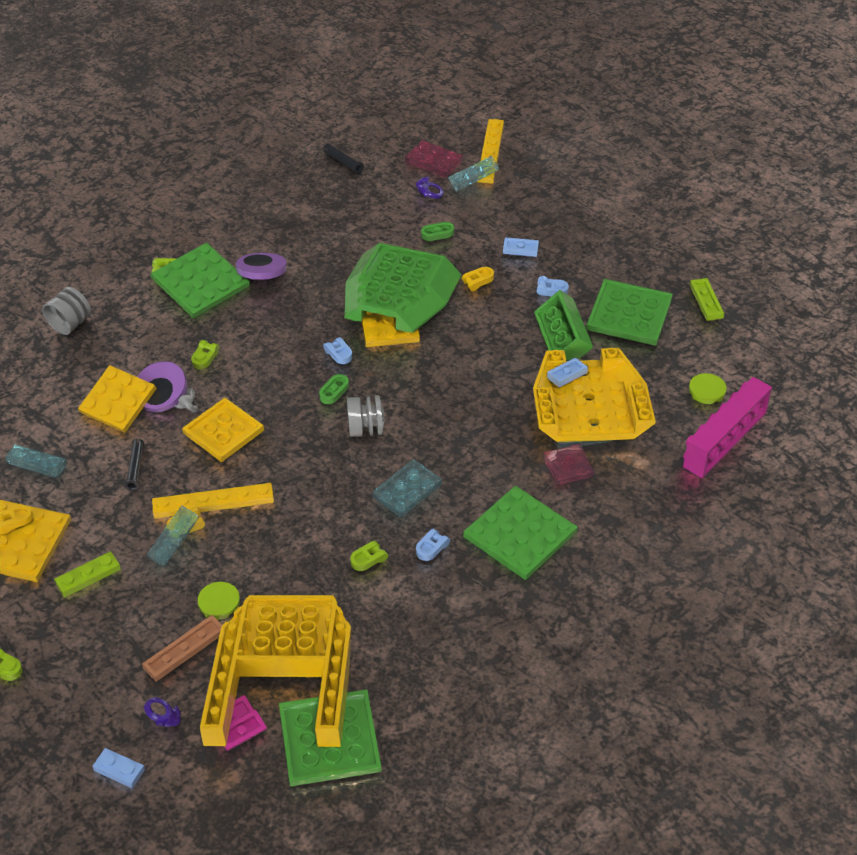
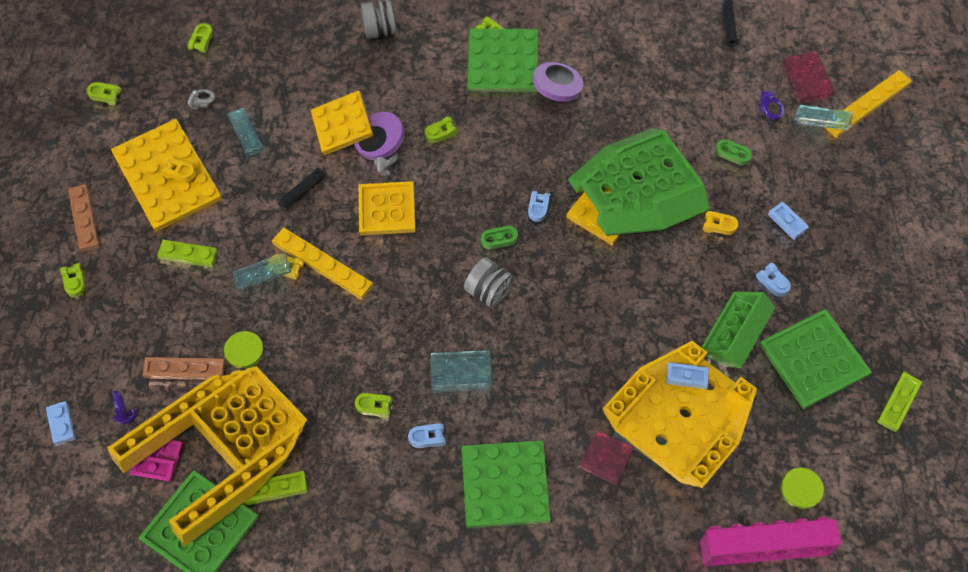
camera: 45 degrees right, 15 degrees up
(363, 658) = (280, 487): none -> lime plate

